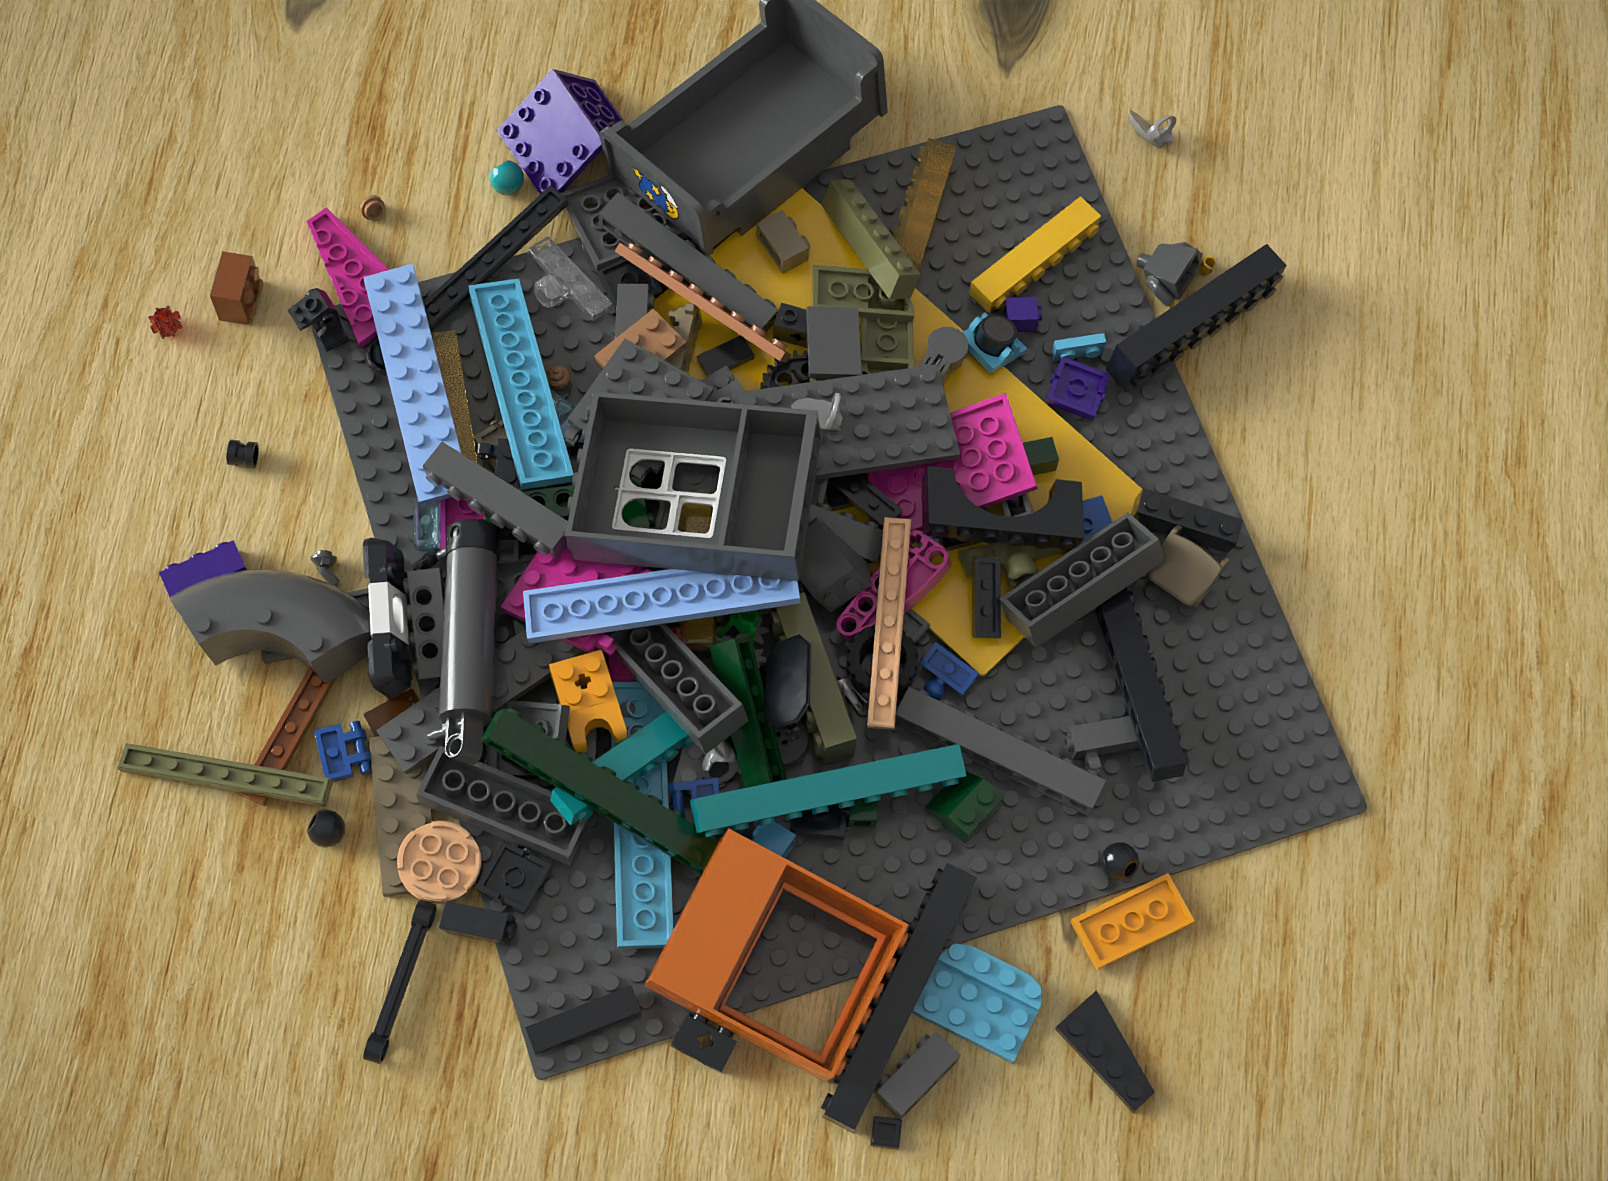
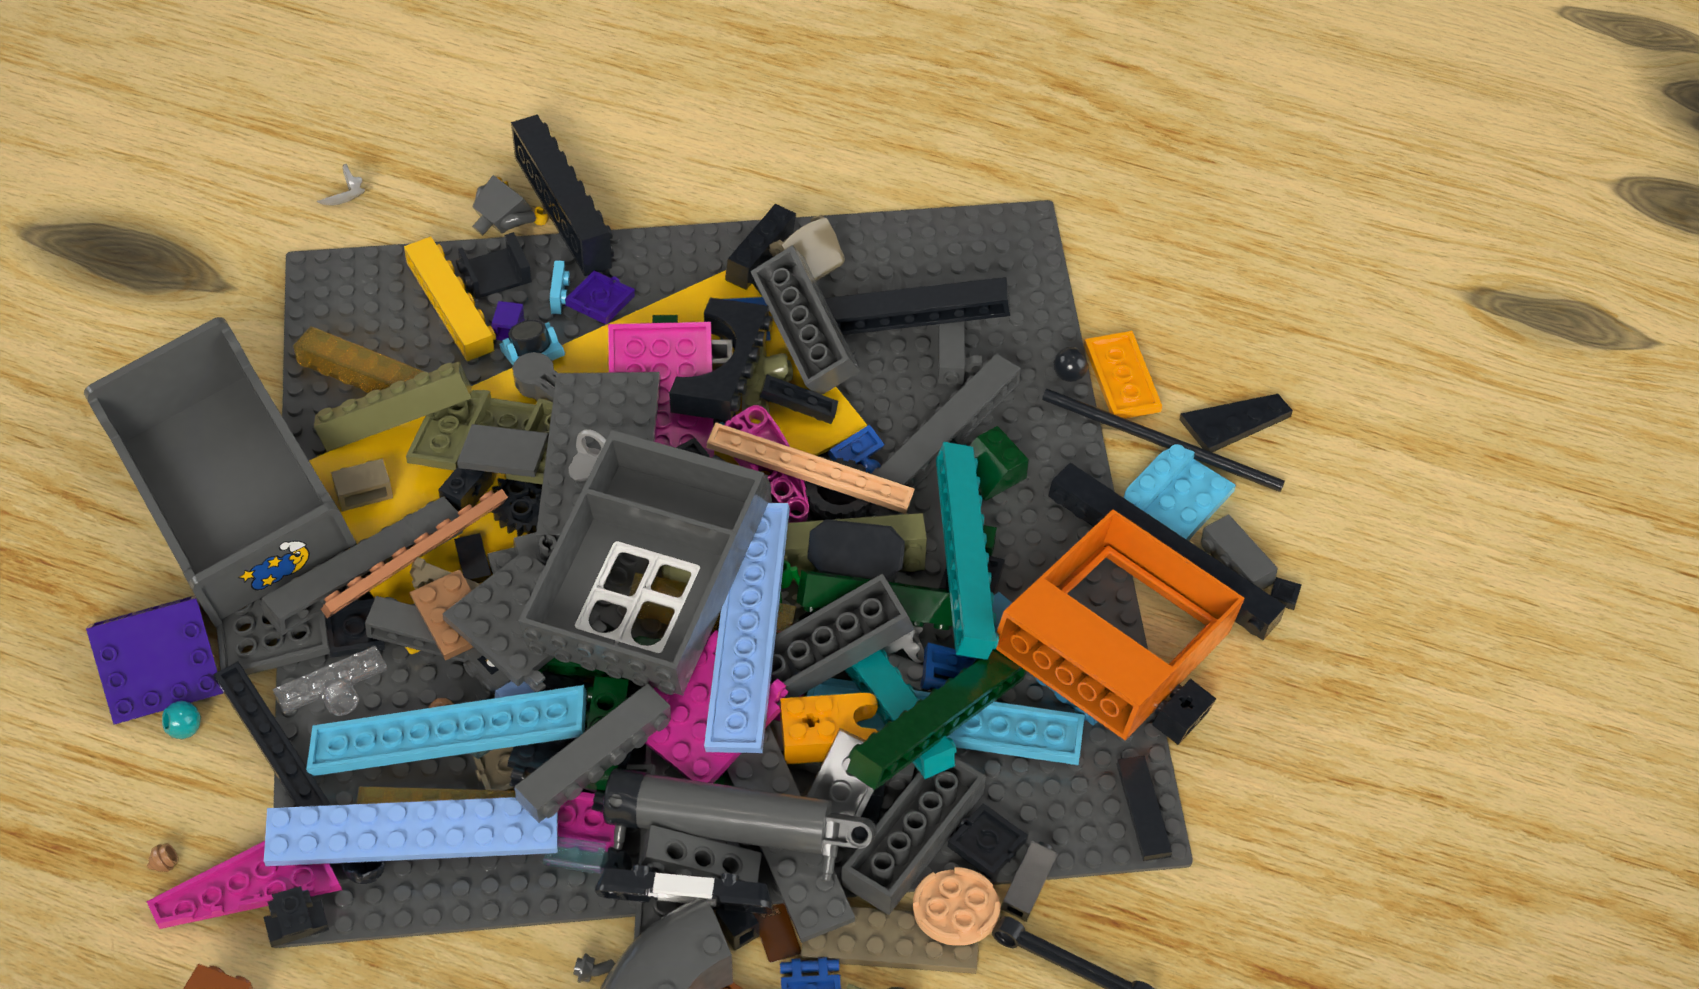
camera: 75 degrees left, 15 degrees down
(1051, 978) = (1162, 439): none -> black piece
(1087, 285) = (495, 270): none -> black panel

